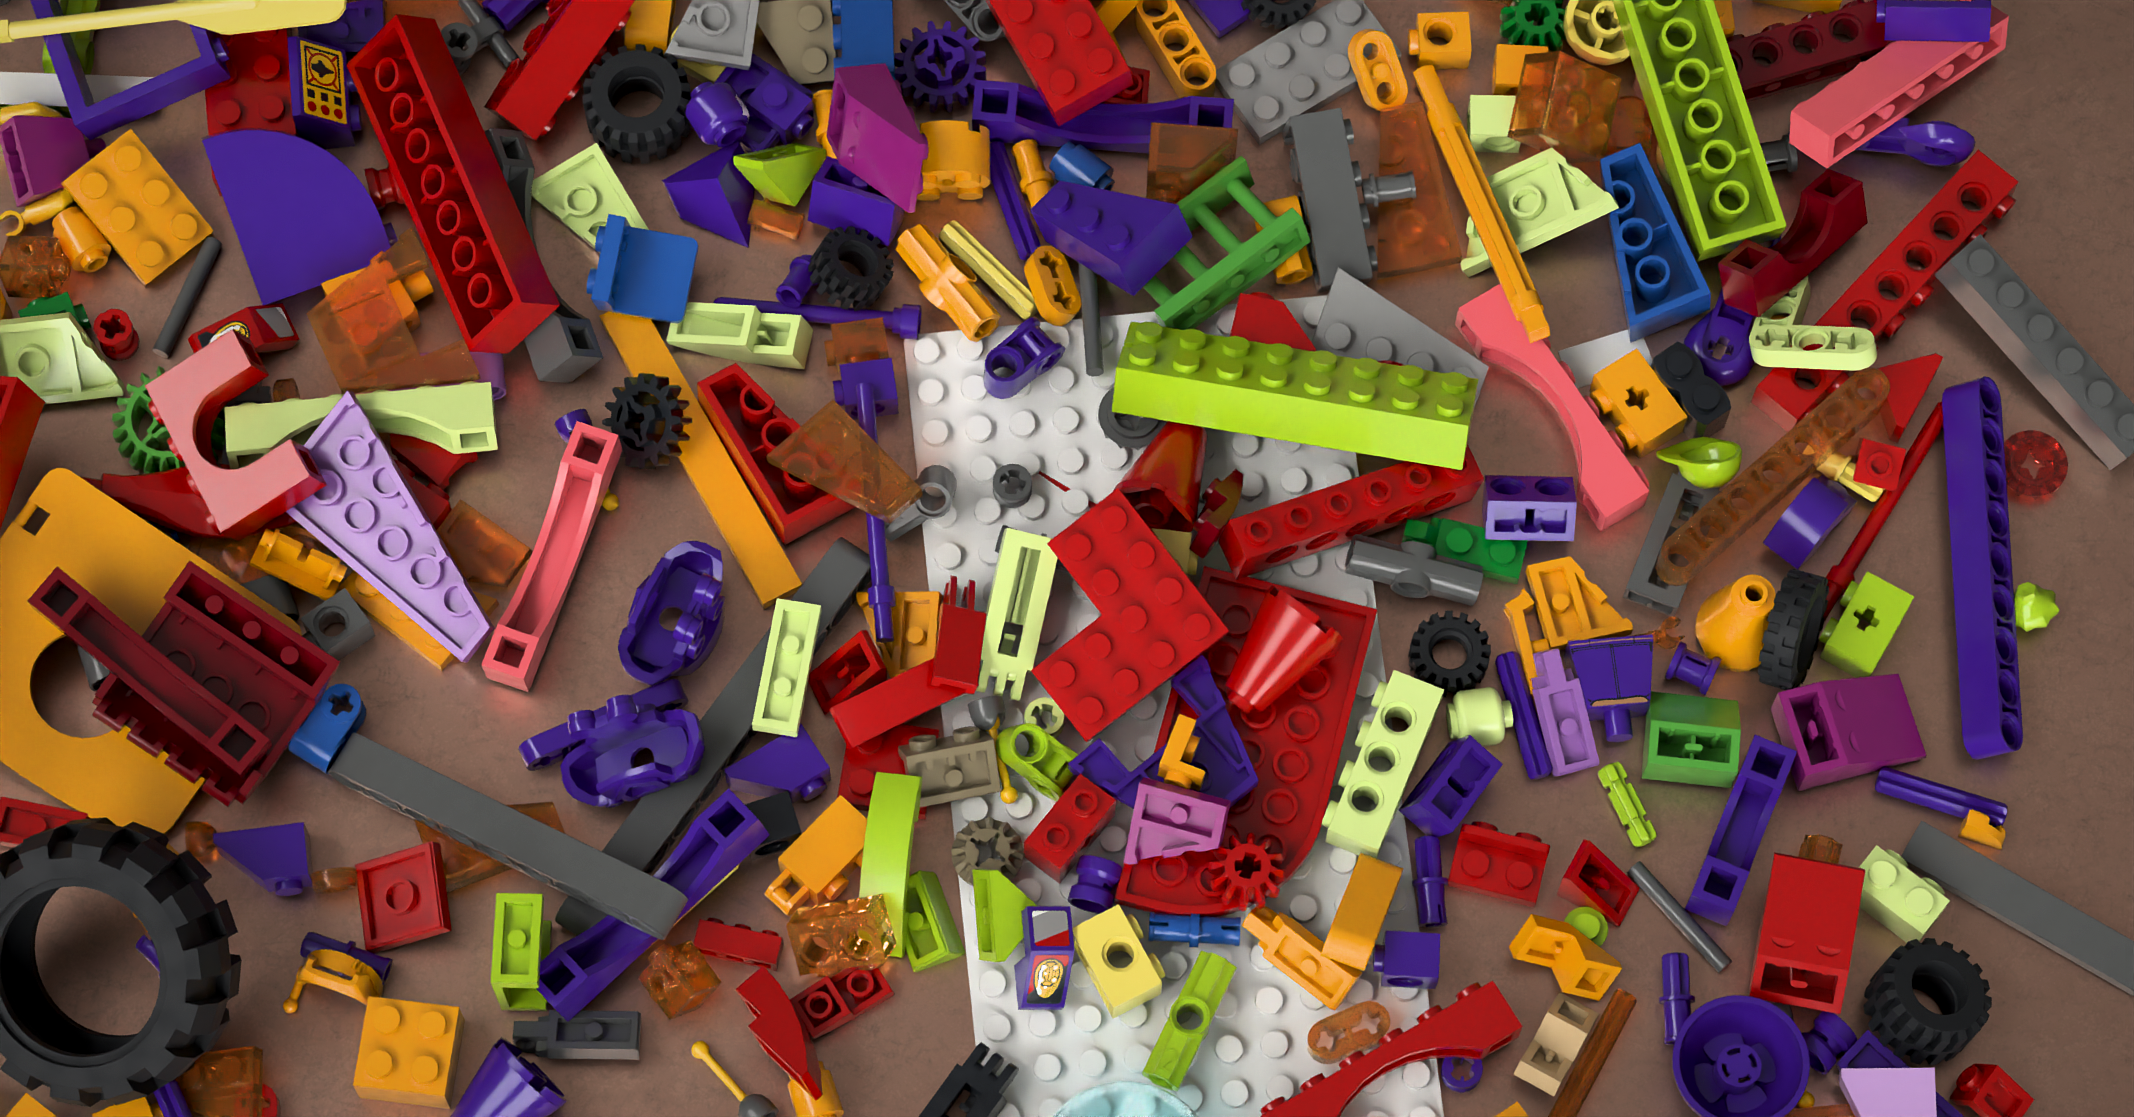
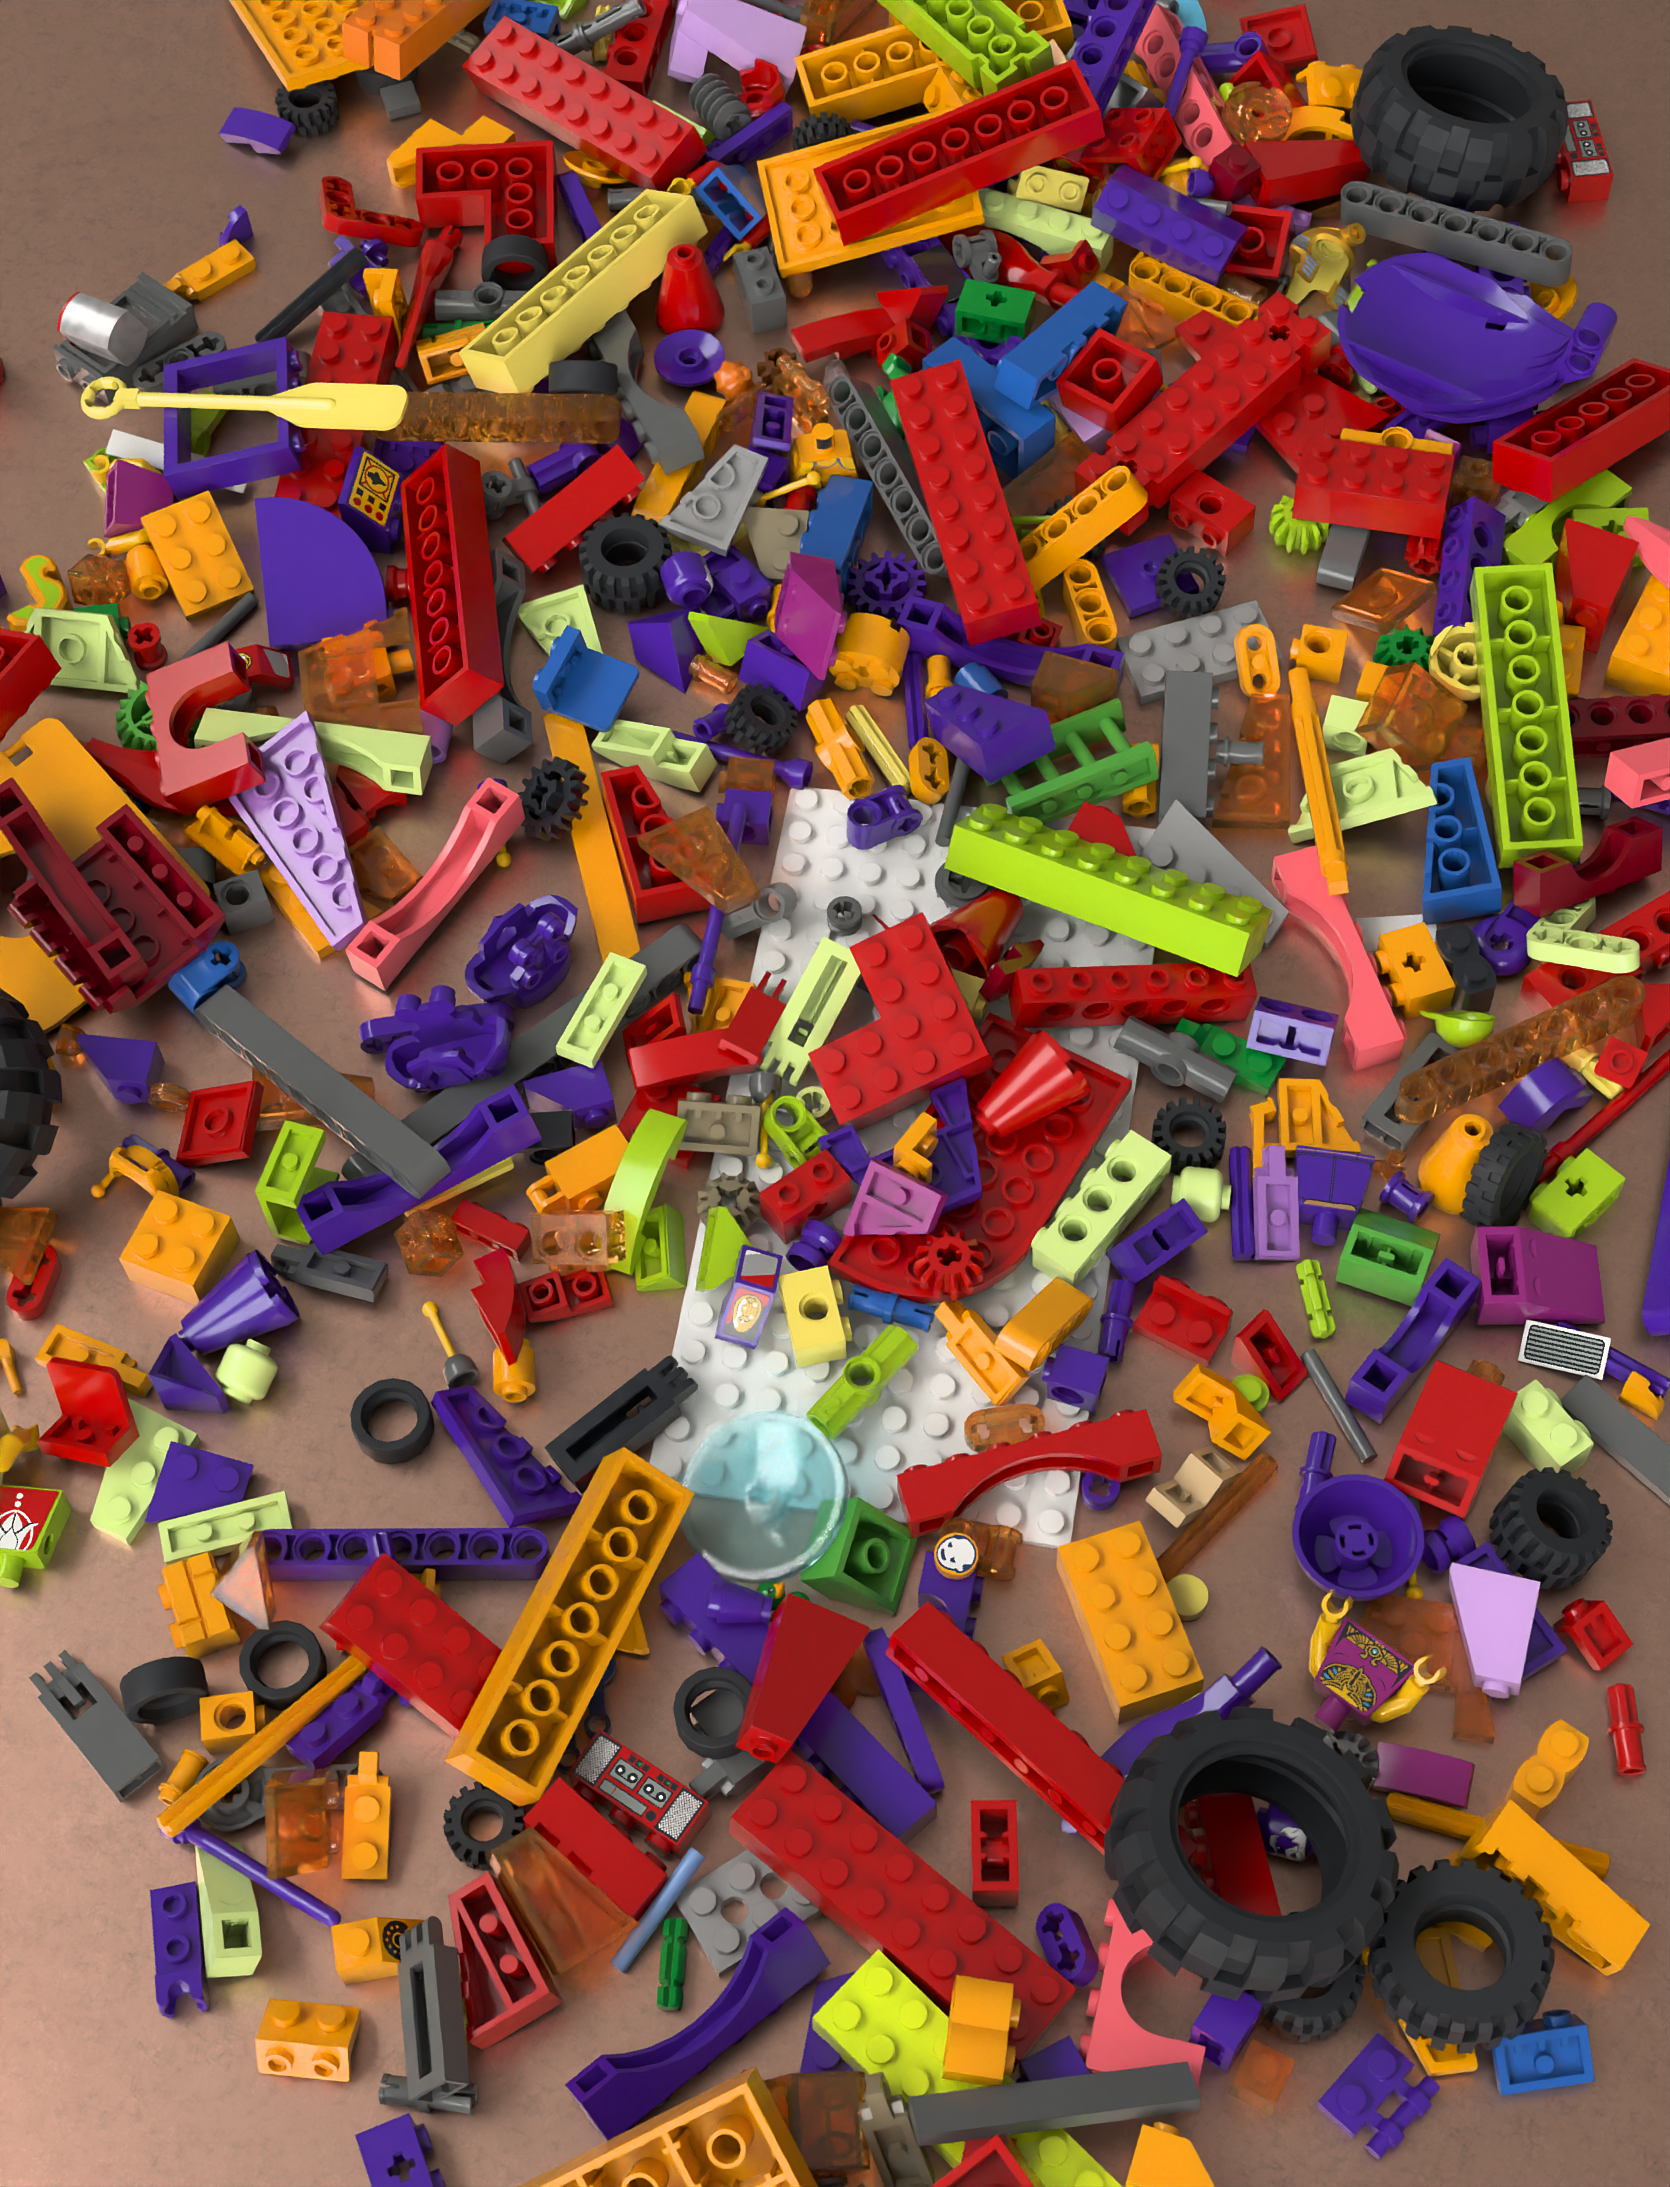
camera: 20 degrees right, 10 degrees down
(1893, 798) = (1564, 1349): none -> sticker

